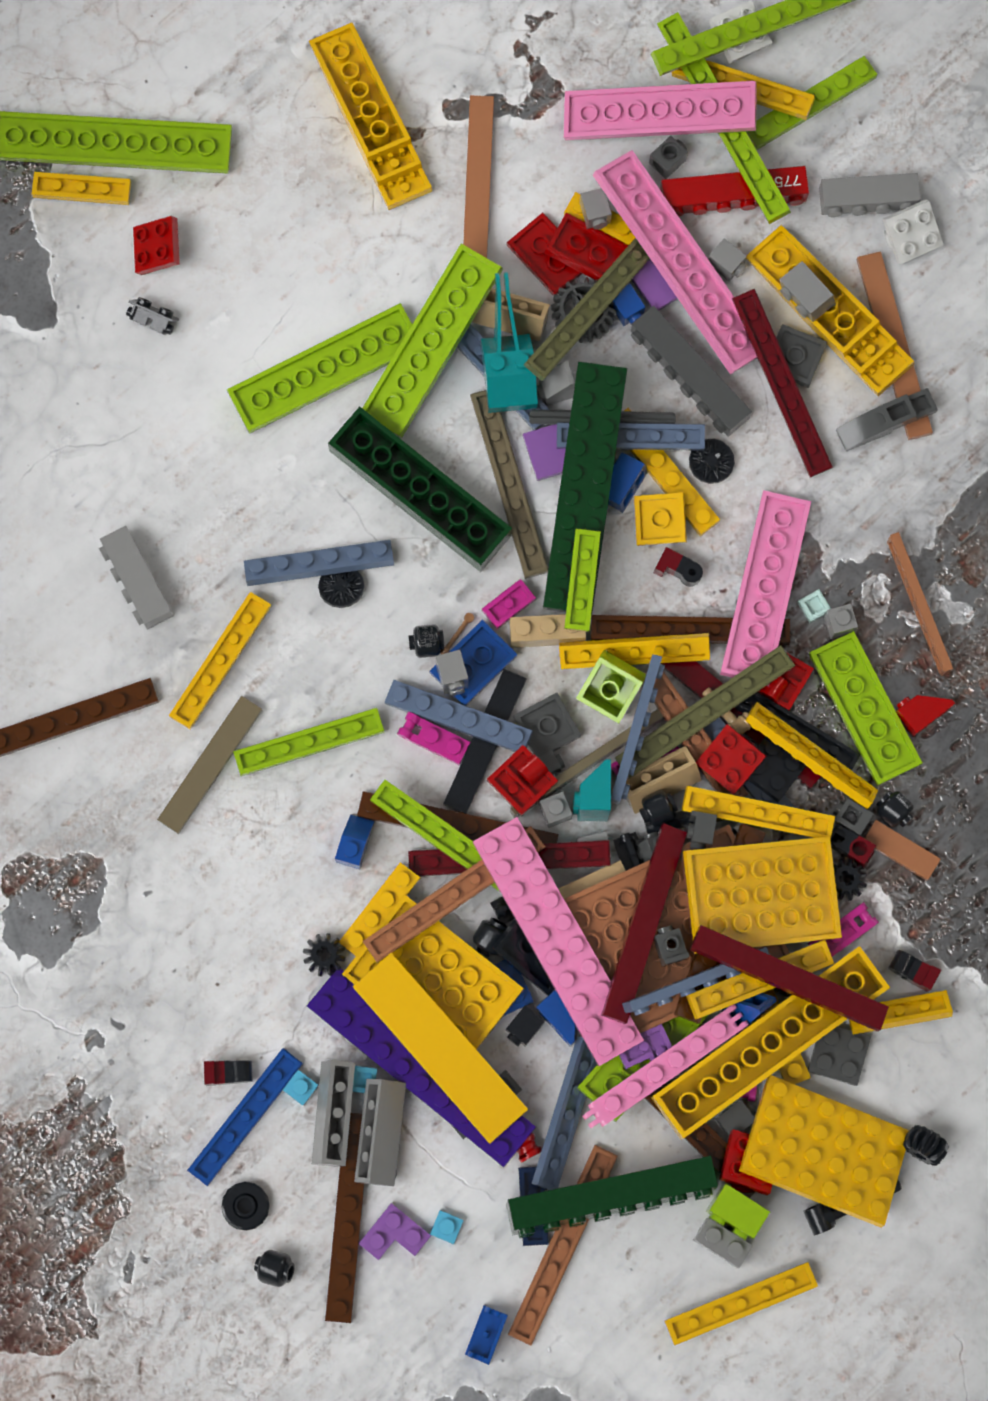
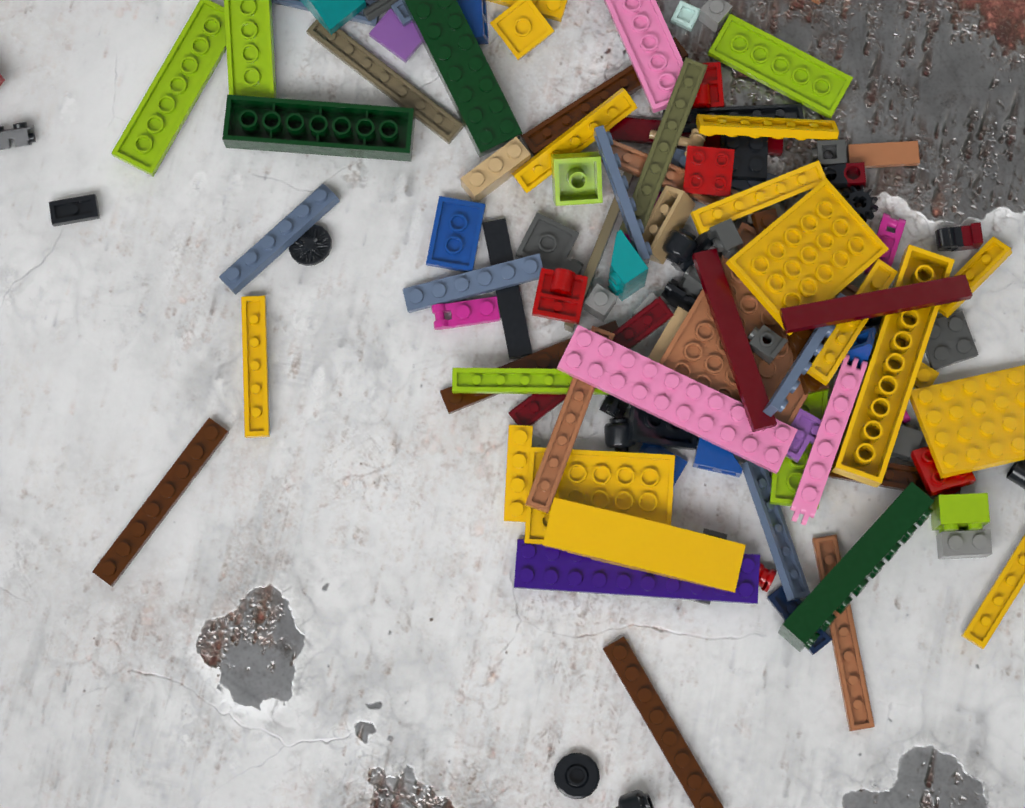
camera: 30 degrees left, 0 degrees up
(136, 578) = (143, 347): light grey brick -> none
(161, 418) = (74, 210): none -> black plate
(209, 764) = (304, 453): dark tan tile -> none
(227, 1072) = (489, 681): leg -> none
(245, 1117) = (527, 707): blue tile -> none
(300, 1087) = (554, 653): medium azure plate -> none
(308, 742) = (370, 382): lime plate -> none
(317, 959) = (504, 530): black gear -> none
(333, 1113) = (595, 655): light grey brick -> none
(354, 842) = (461, 434): blue slope -> none
(362, 1073) = (597, 613): medium azure plate -> none
(380, 1132) = (642, 644): light grey brick -> none
(394, 1226) = (704, 709): medium lavender plate -> none
(427, 641) = (407, 241): black head -> none
(446, 1227) = (744, 681): medium azure plate -> none
(452, 673) = (446, 249): light grey brick -> none
(468, 618) = (426, 203): medium nougat hinge -> none
(486, 1335) = (835, 742): blue hinge -> none
(508, 604) = (450, 170): dark pink plate -> none
(524, 1027) = (694, 485): black brick -> none
(582, 580) = (498, 110): lime plate -> none
(679, 566) = (562, 53): leg -> none
(895, 809) = (857, 126): black head -> none
(921, 712) = (824, 39): red slope -> none

